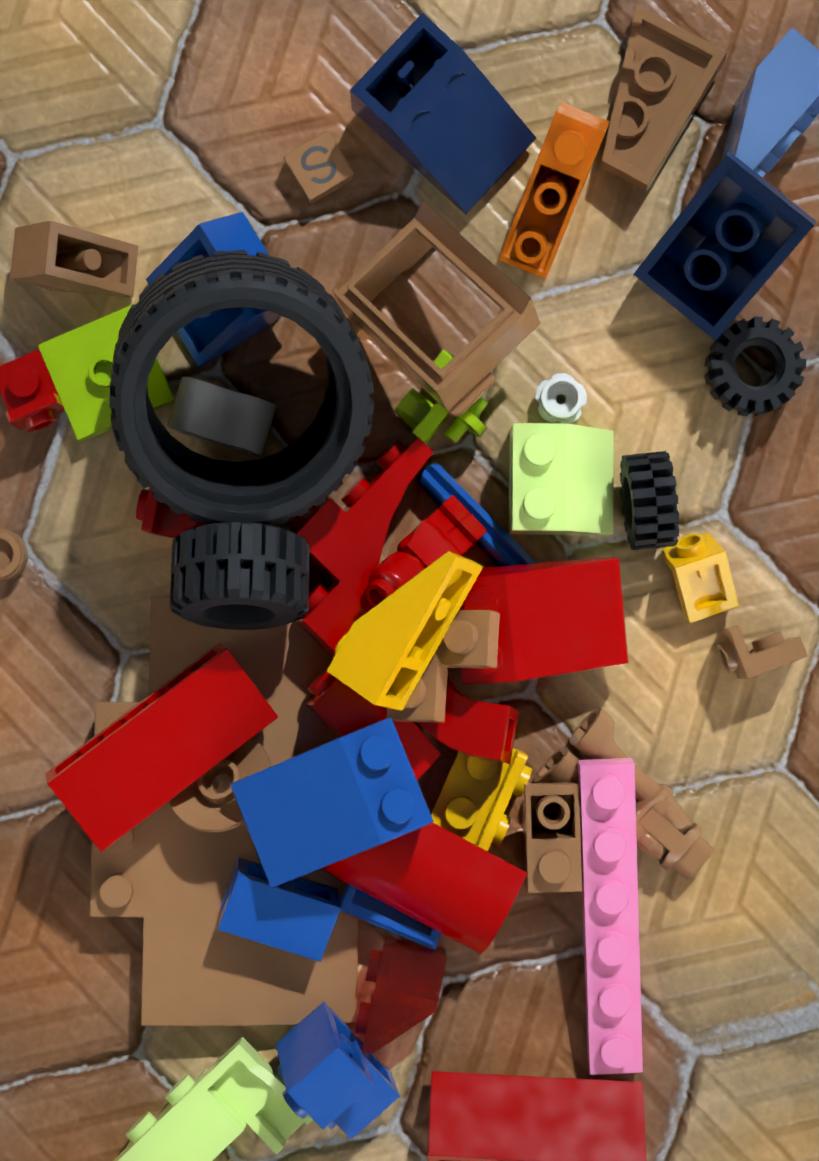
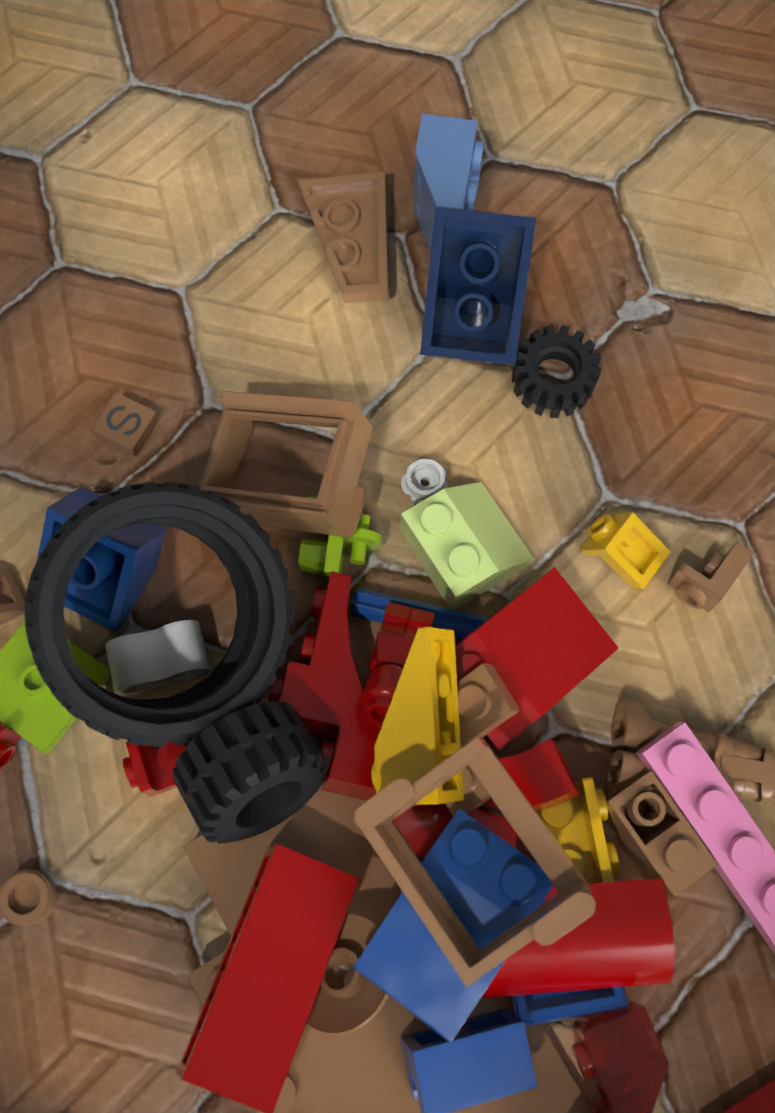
camera: 30 degrees left, 15 degrees down
(317, 778) = (544, 924): none -> medium nougat piece
(441, 114) = (196, 328): dark blue slope -> none
(553, 189) = (319, 331): orange slope -> none
(649, 500) = (547, 510): black tyre -> none

